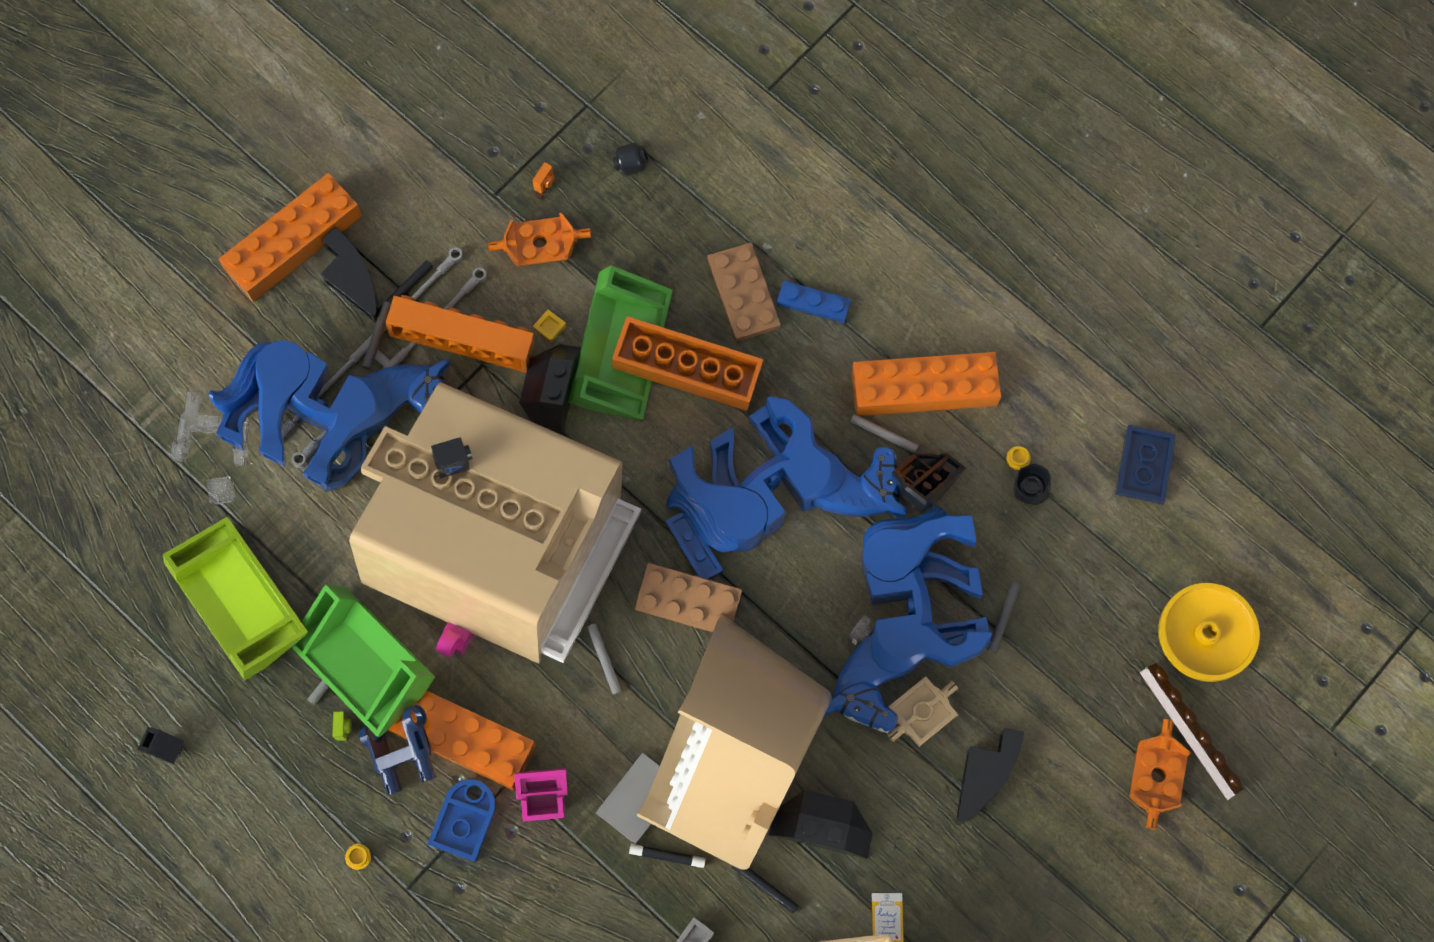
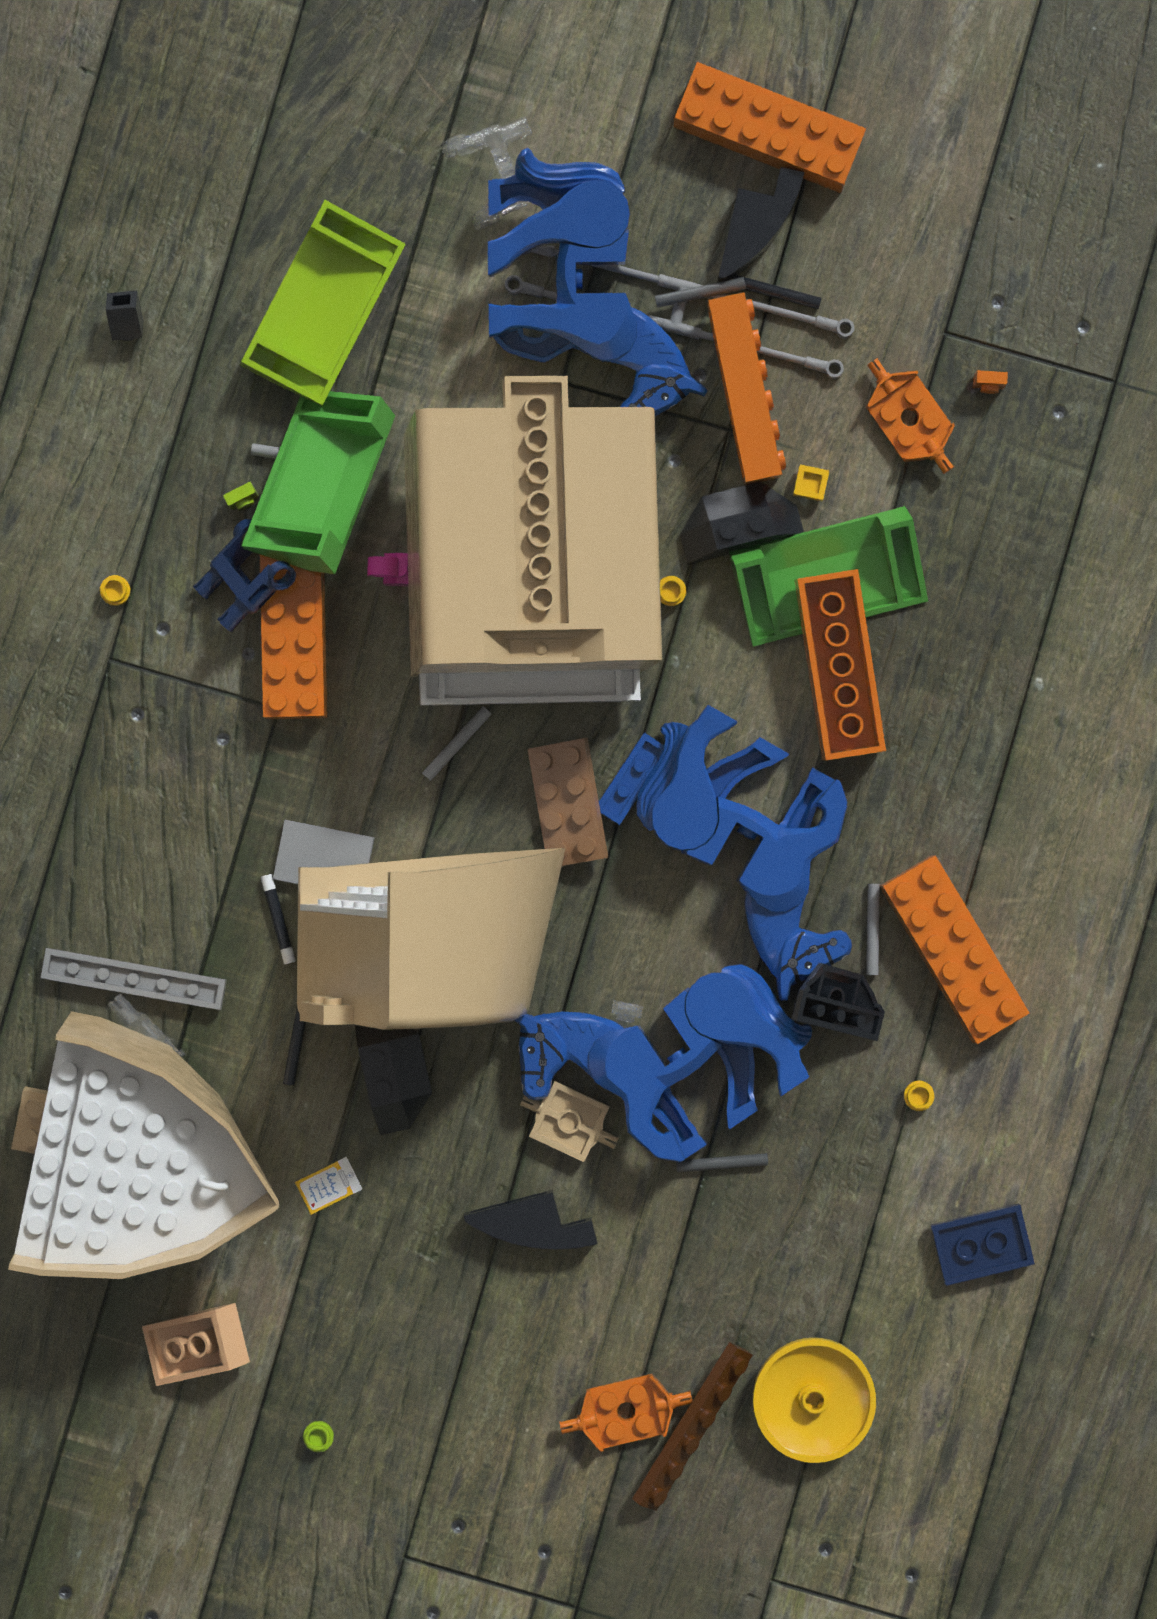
camera: 70 degrees right, 15 degrees up
(221, 490) = (435, 217): clear plate -> none
(451, 457) = (564, 471): black brick -> none
(464, 821) = (207, 682): blue tile -> none
(542, 793) = (272, 753): dark pink plate -> none
(631, 158) = (1066, 470): black head -> none
(743, 292) = (966, 684): medium nougat plate -> none
(813, 301) = (994, 771): blue plate -> none
(1032, 484) = (893, 1126): black hair -> none

